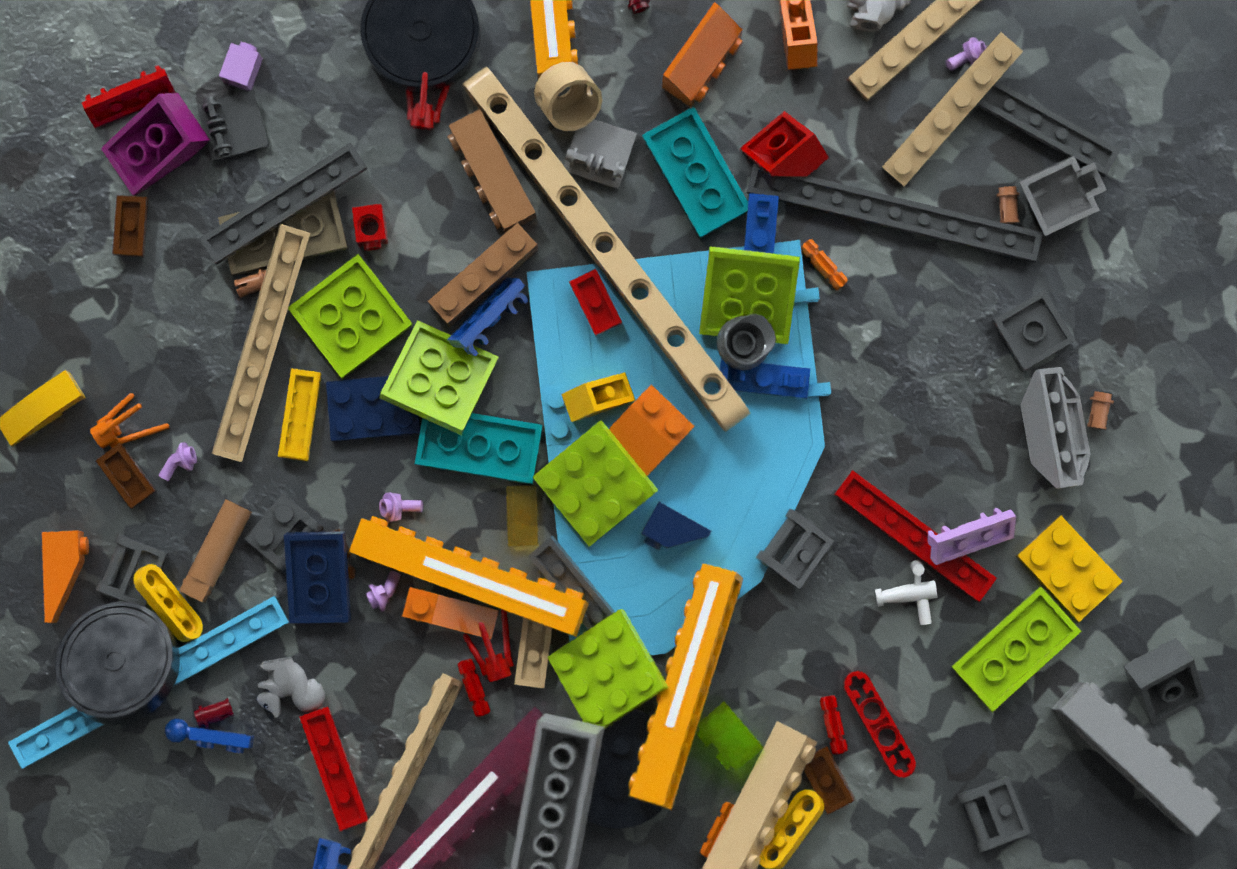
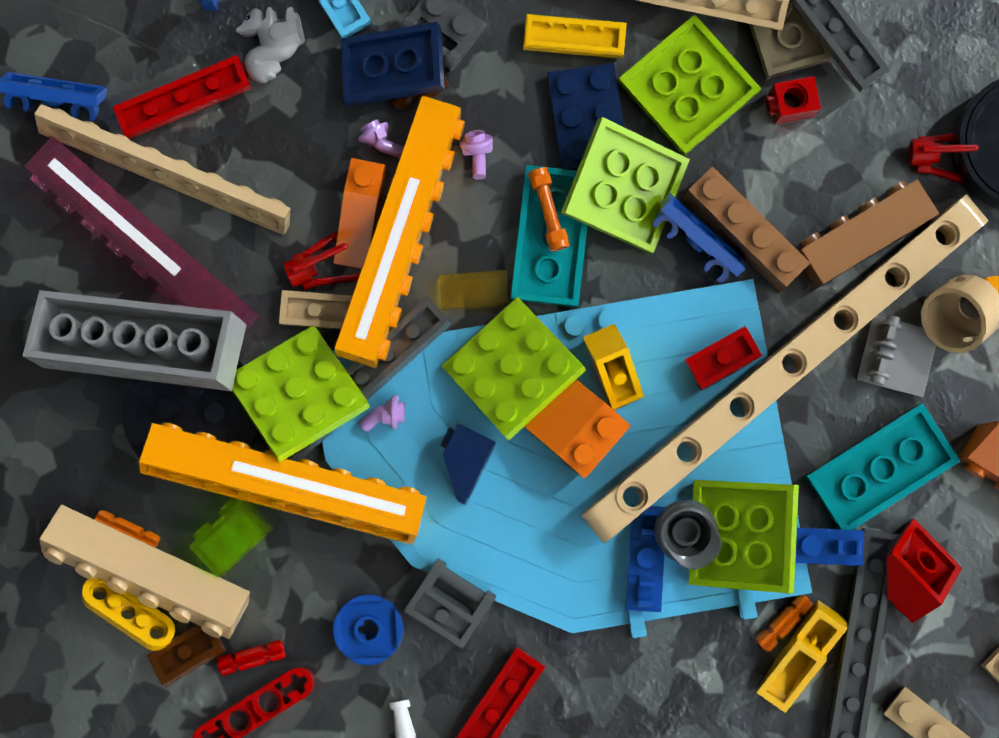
camera: 90 degrees right, 0 degrees up
(431, 451) = (540, 182): none -> orange bar
(473, 687) = (278, 246): red axle -> none
(627, 592) = (390, 413): none -> lavender plate
(825, 633) = (354, 643): none -> blue plate
(852, 251) = (802, 656): none -> yellow slope

